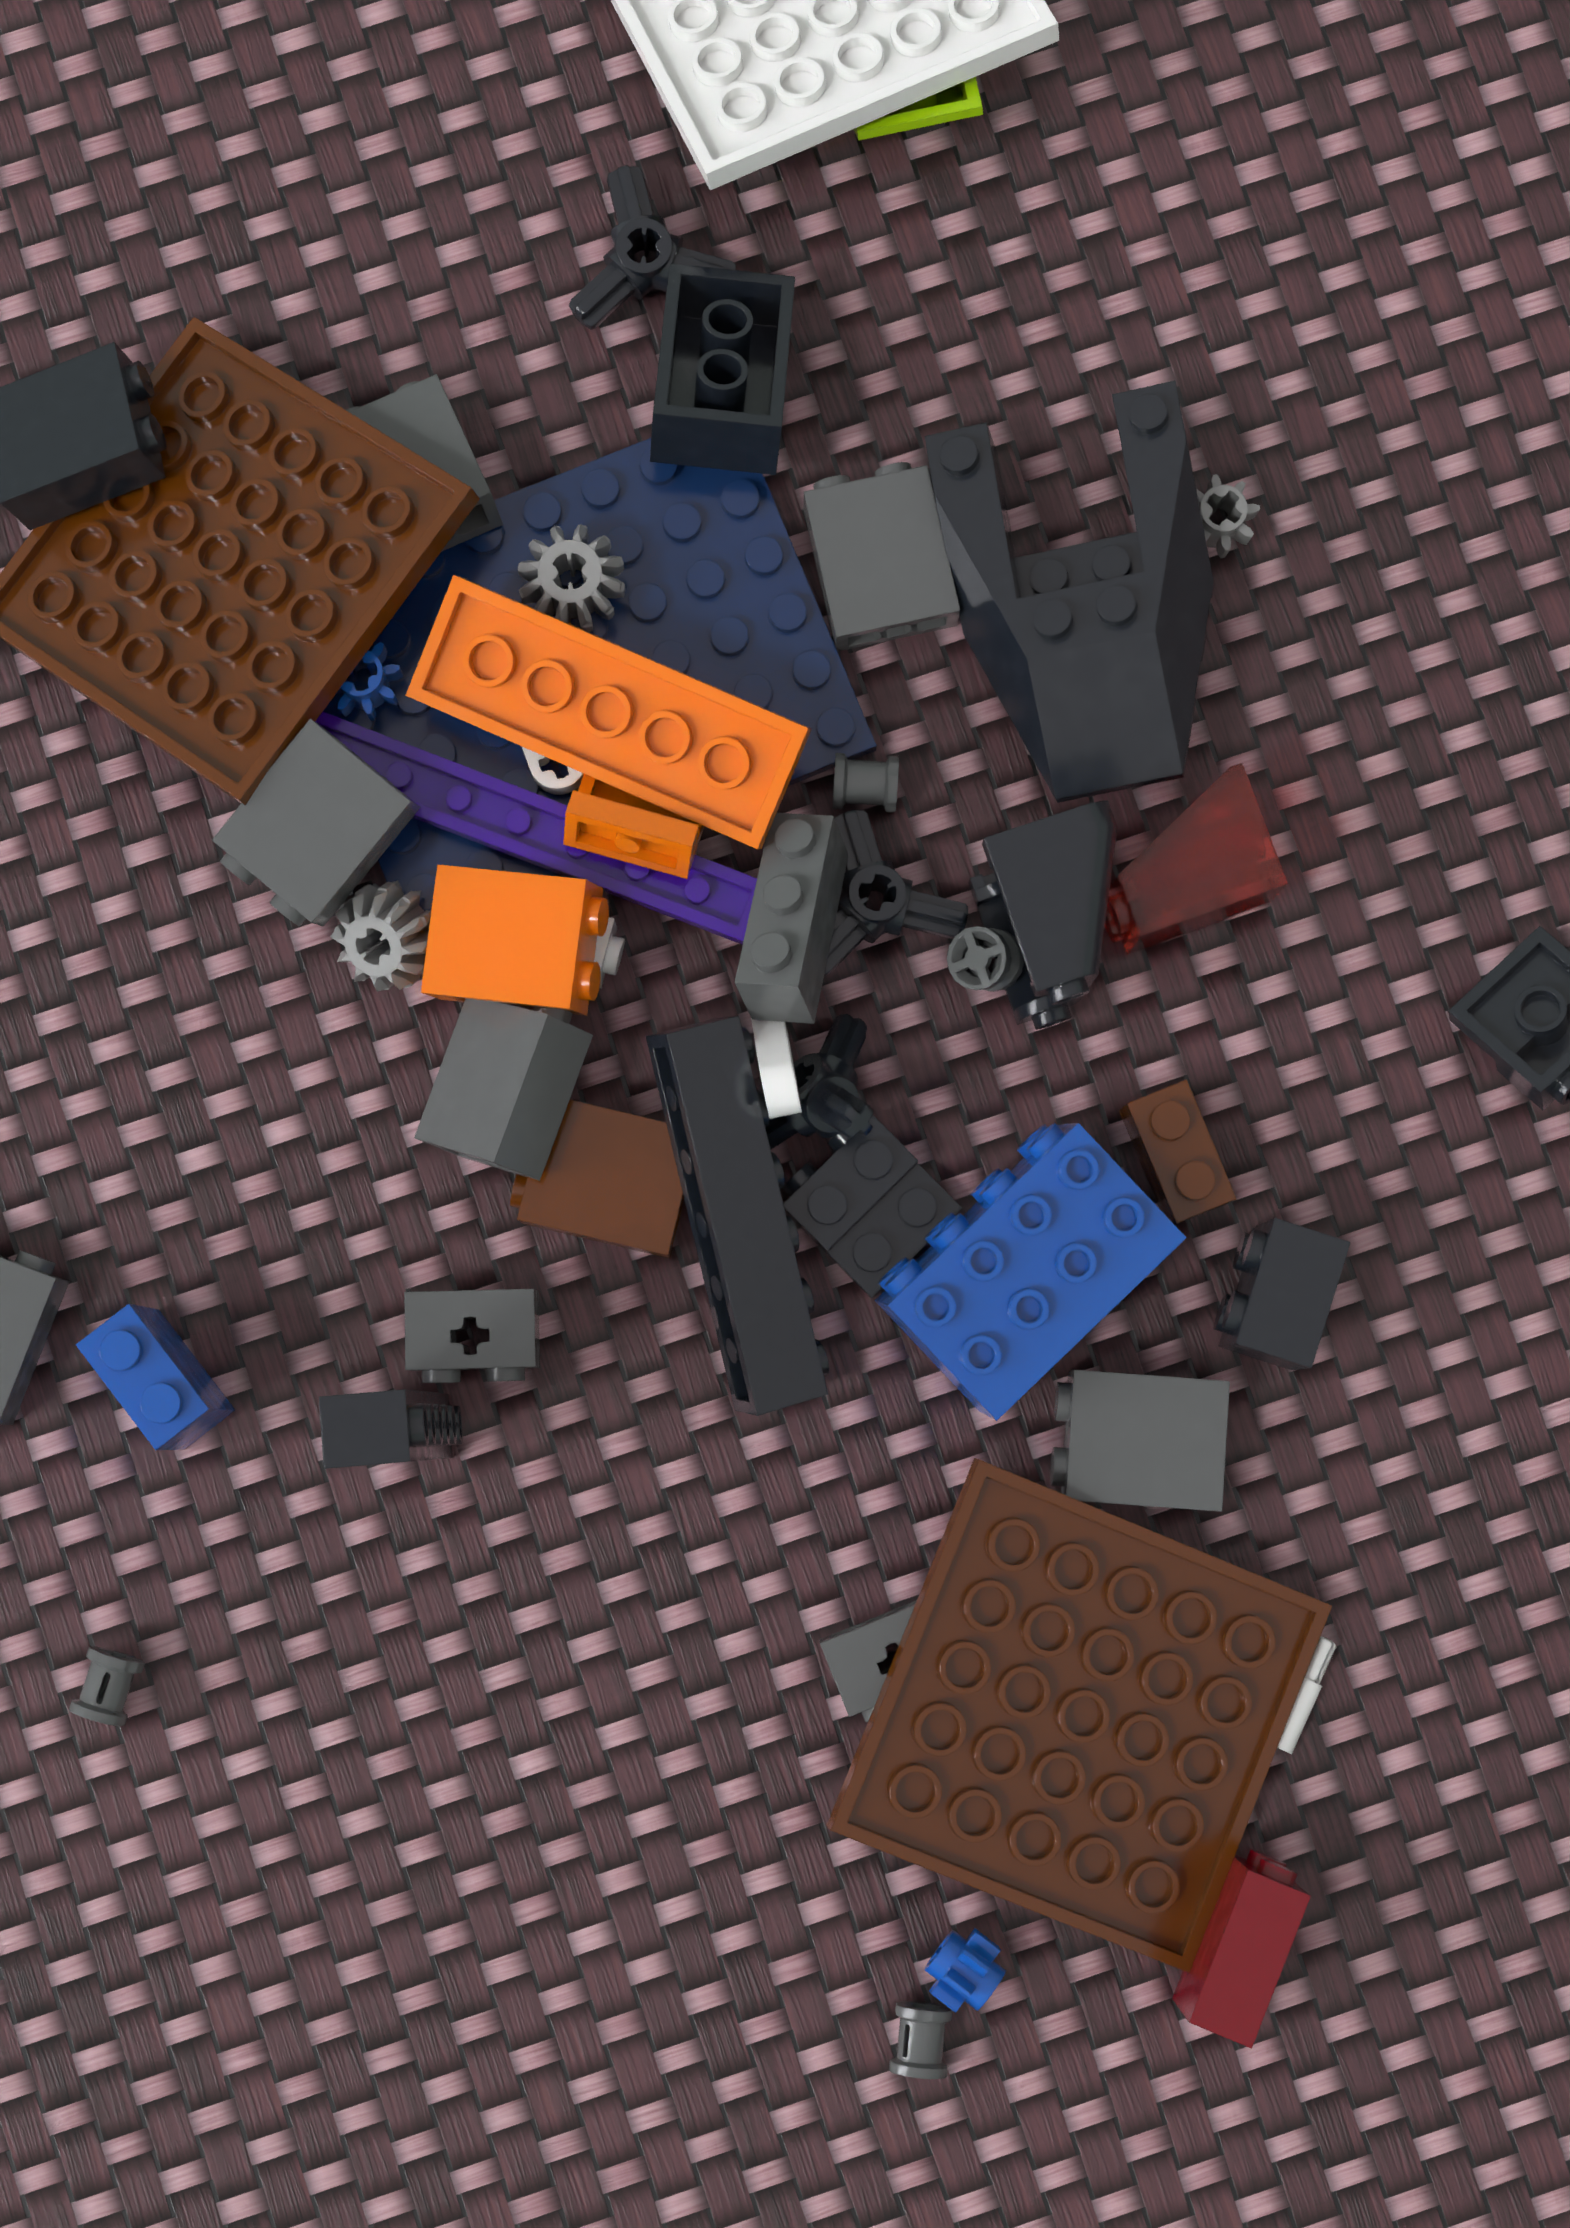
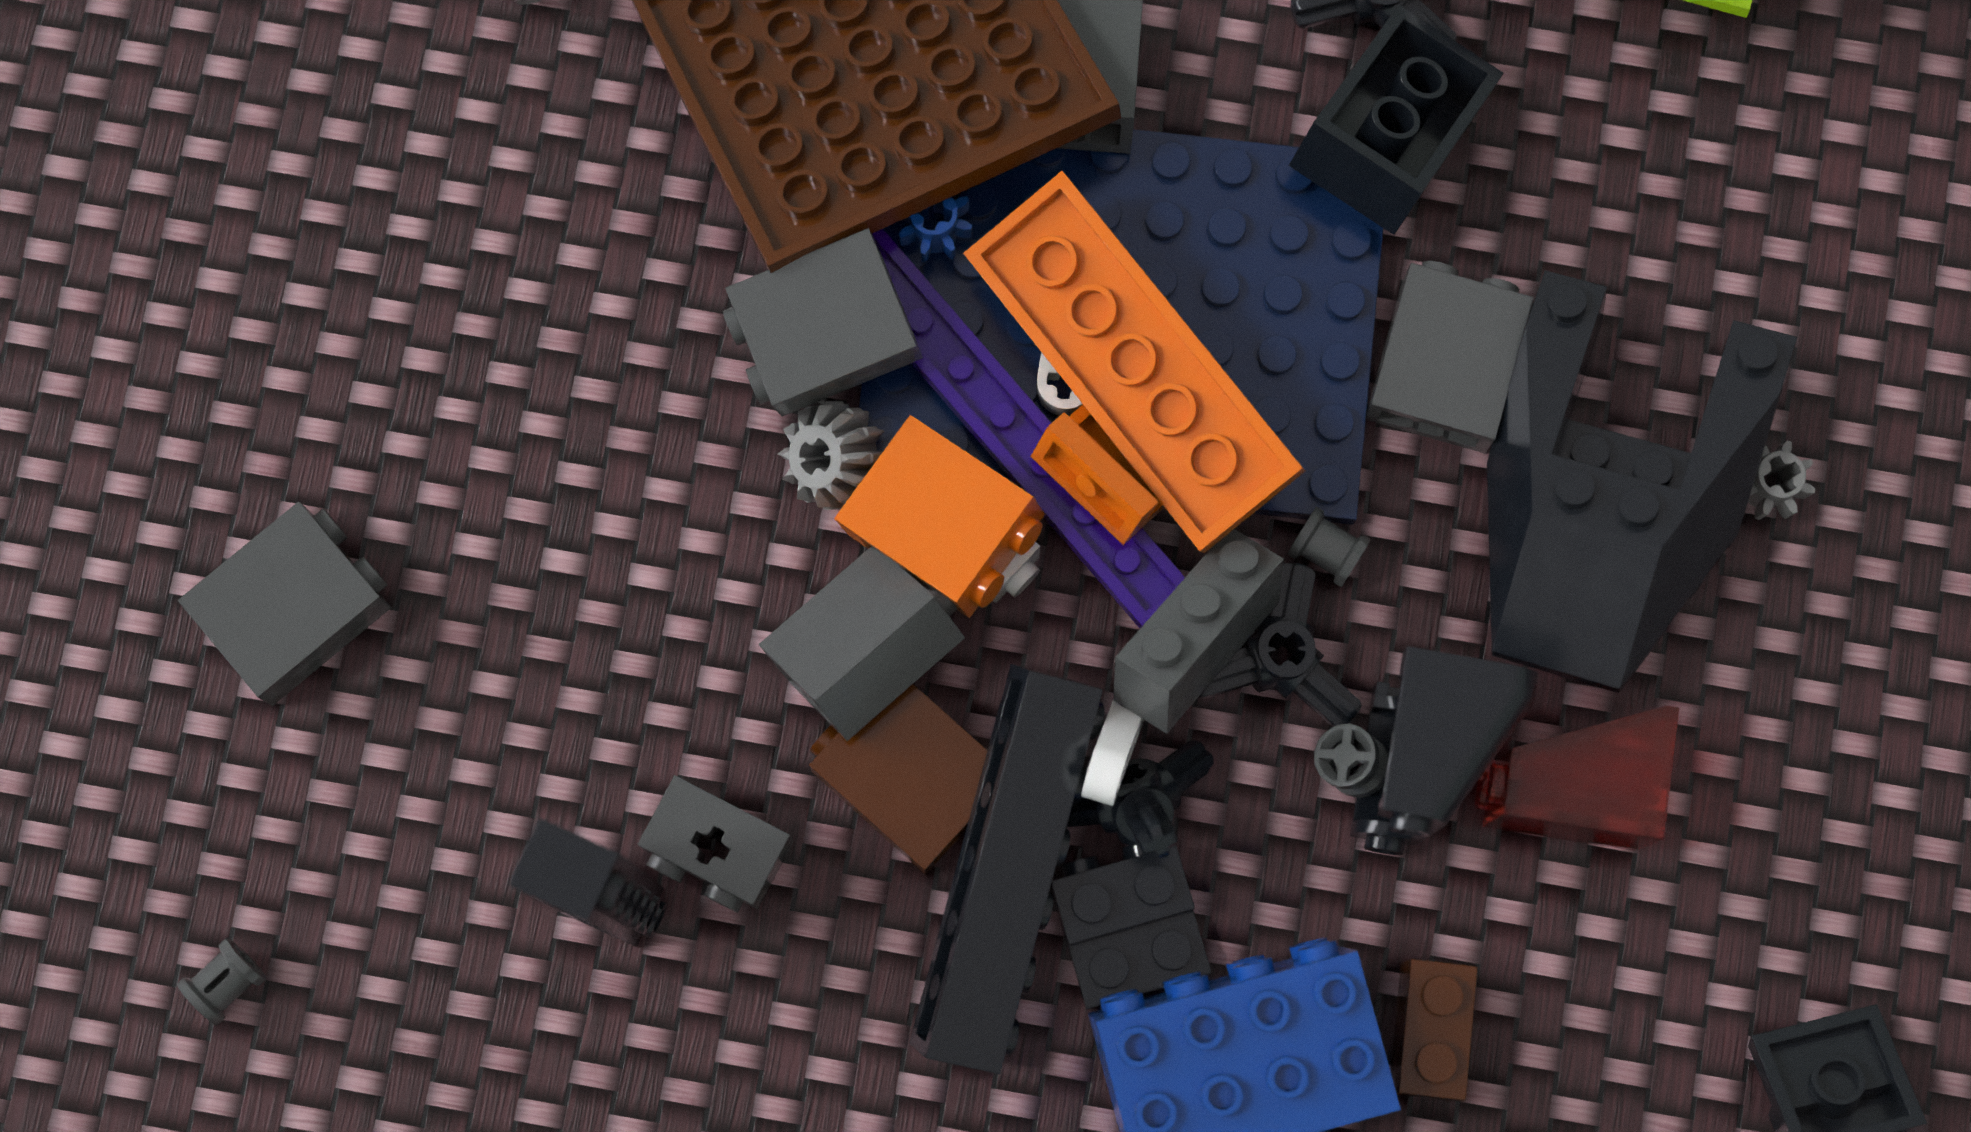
camera: 30 degrees right, 5 degrees down
(155, 1377) = (415, 730): blue brick -> none
(572, 555) = (1180, 211): light grey gear -> none

